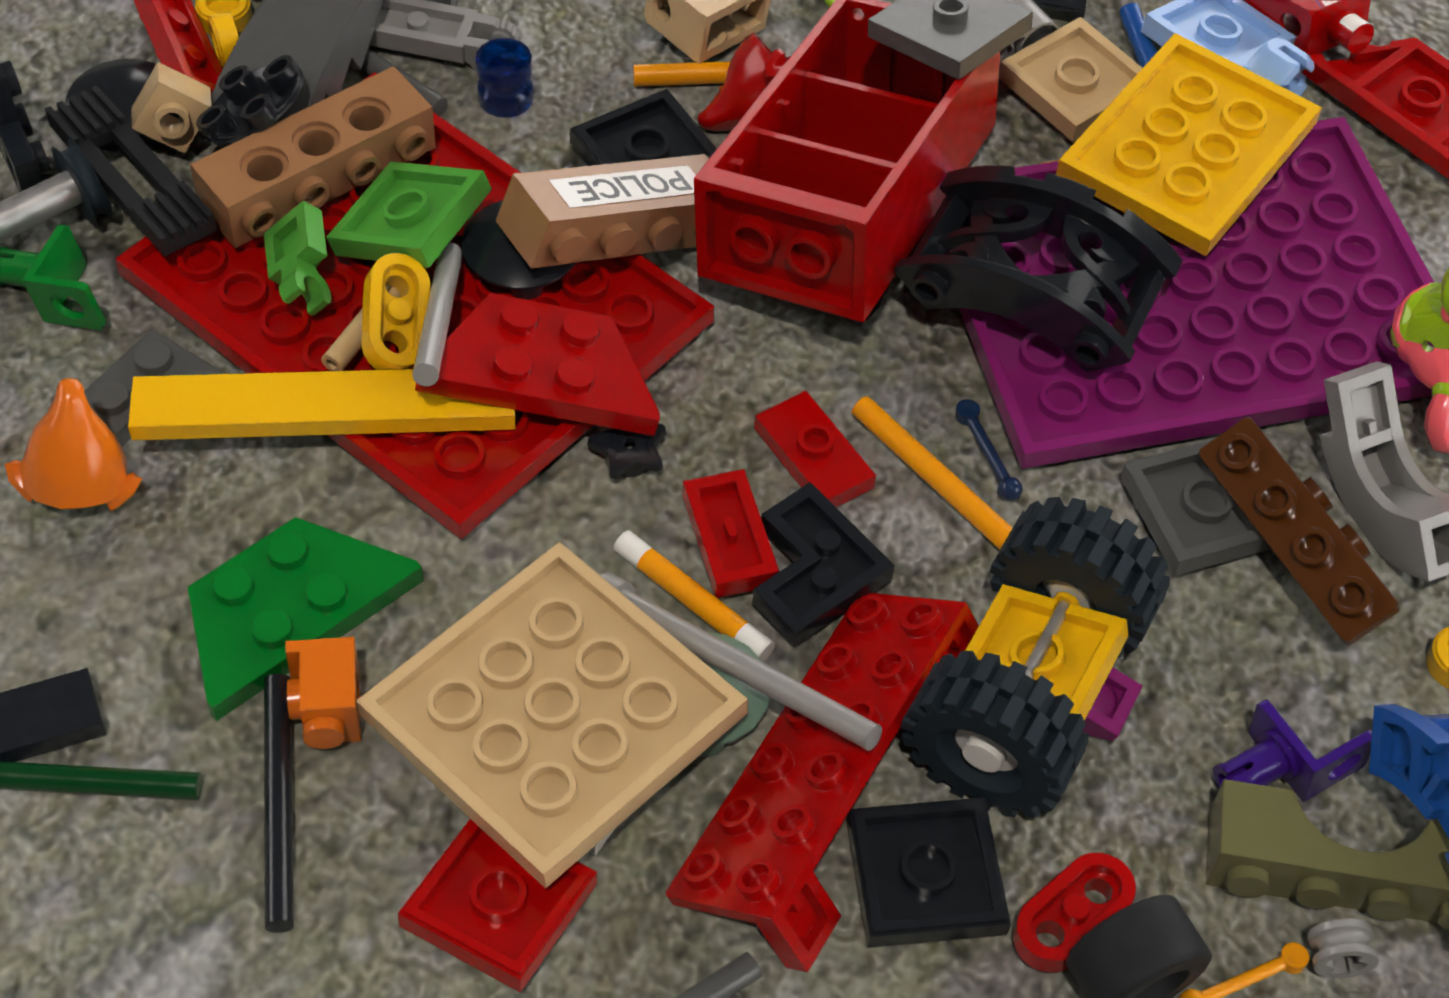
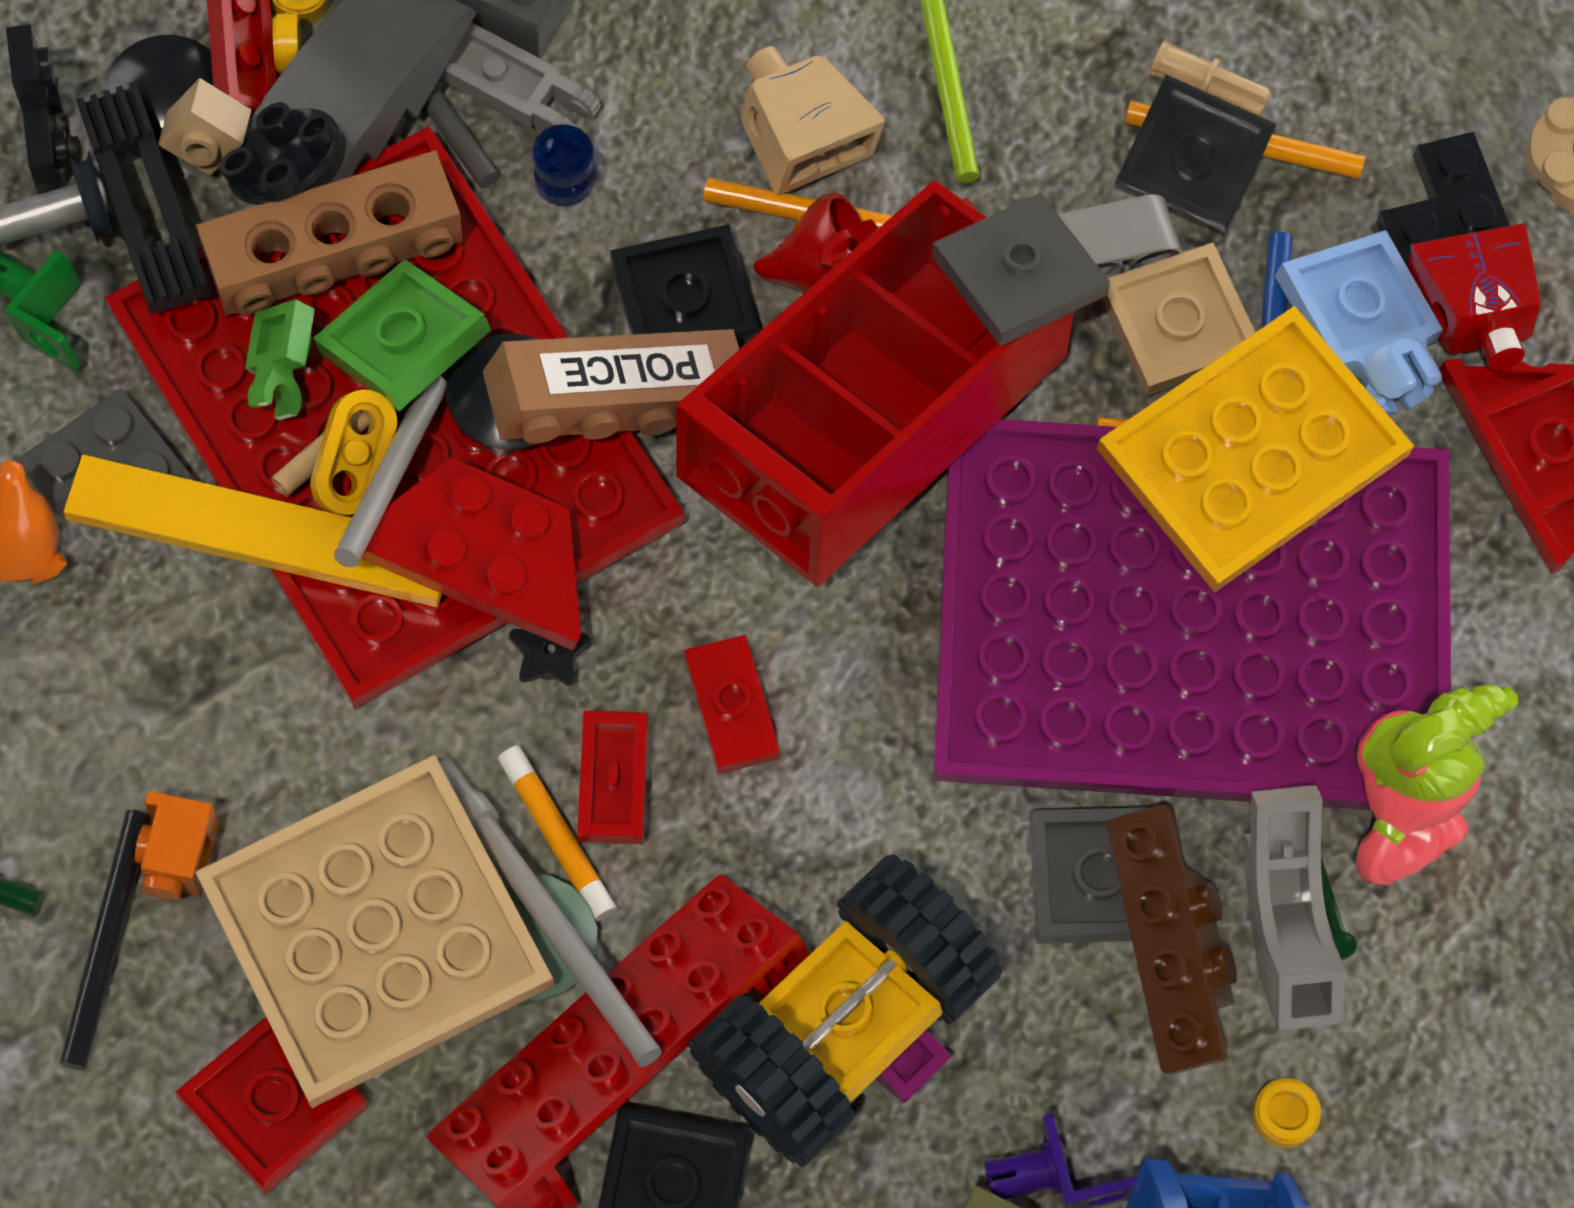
camera: 15 degrees right, 15 degrees up
(283, 589) = (168, 734): green wing -> none
(829, 565) = (699, 846): black plate -> none
(932, 471) = (842, 759): light orange bar -> none
(968, 414) = (905, 700): dark blue hinge -> none
(972, 271) = (999, 477): black fence -> none

